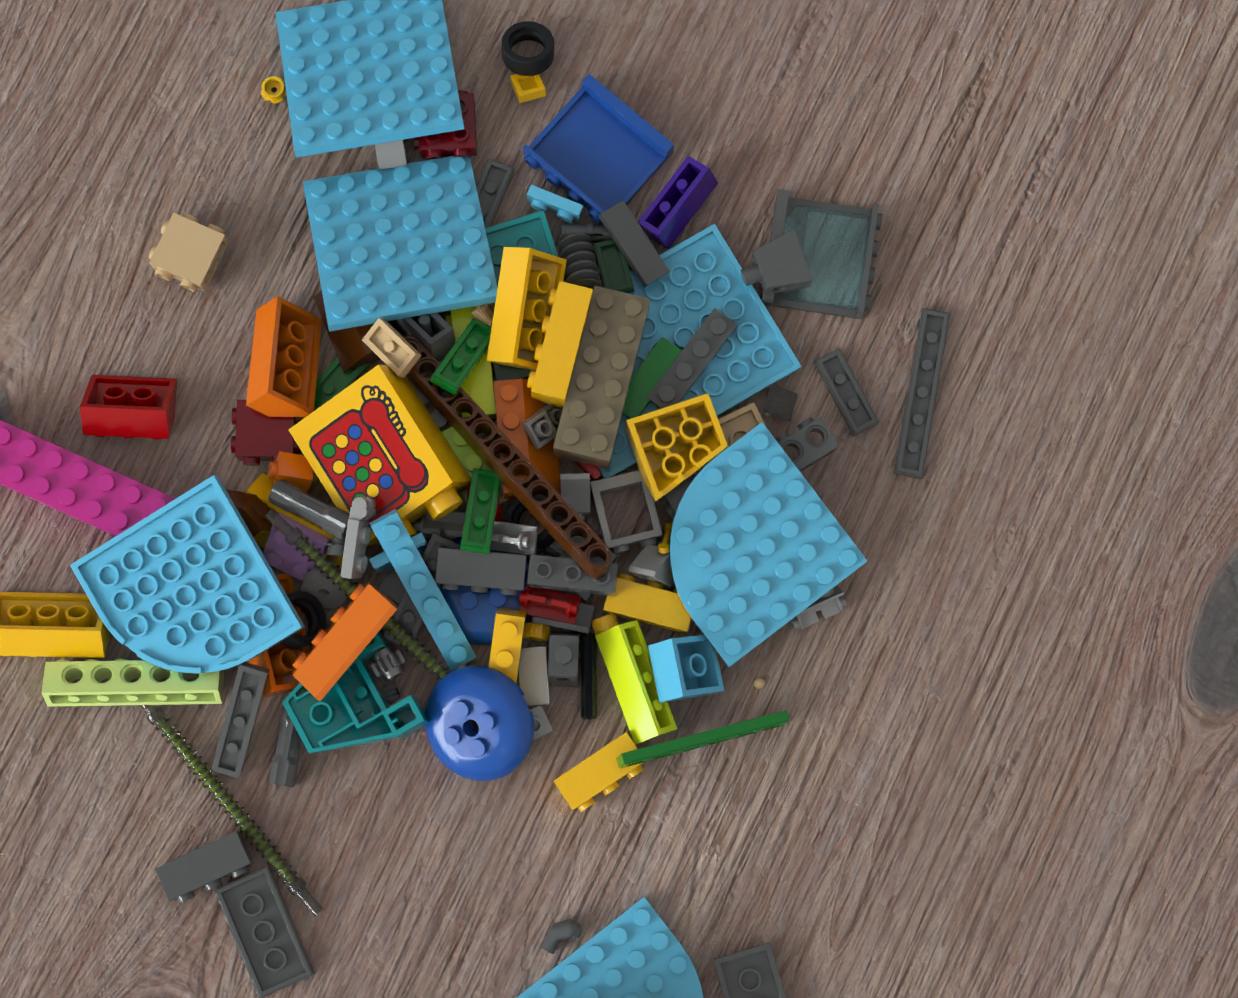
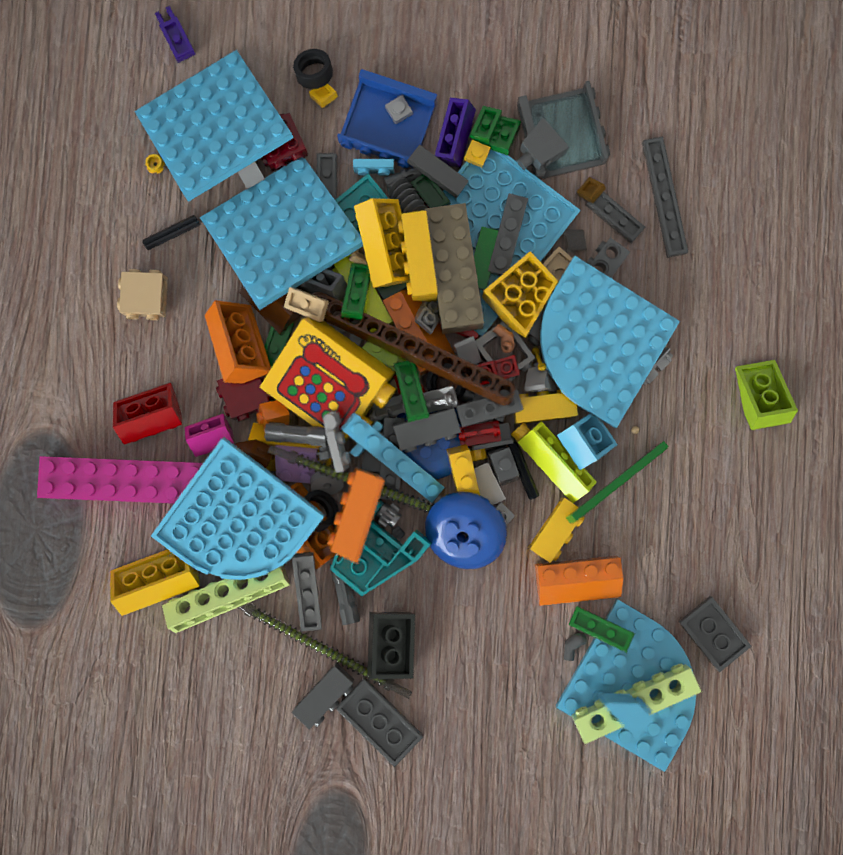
camera: 15 degrees left, 5 degrees up
(195, 463) = (206, 434): none -> dark pink brick
(257, 185) = (170, 232): none -> black axle
(320, 833) = (391, 645): none -> pearl dark grey brick
(602, 851) = (579, 580): none -> orange slope
(605, 925) = (602, 629): none -> green tile
(611, 530) = (504, 367): none -> red slope
(618, 143) = (398, 109): none -> light grey plate
(634, 495) = (507, 338): none -> nougat arm
(695, 241) = (477, 153): none -> yellow plate
(732, 219) = (495, 130): none -> green slope
(827, 345) = (591, 190): none -> pearl gold tile
(947, 704) = (765, 395): none -> lime slope

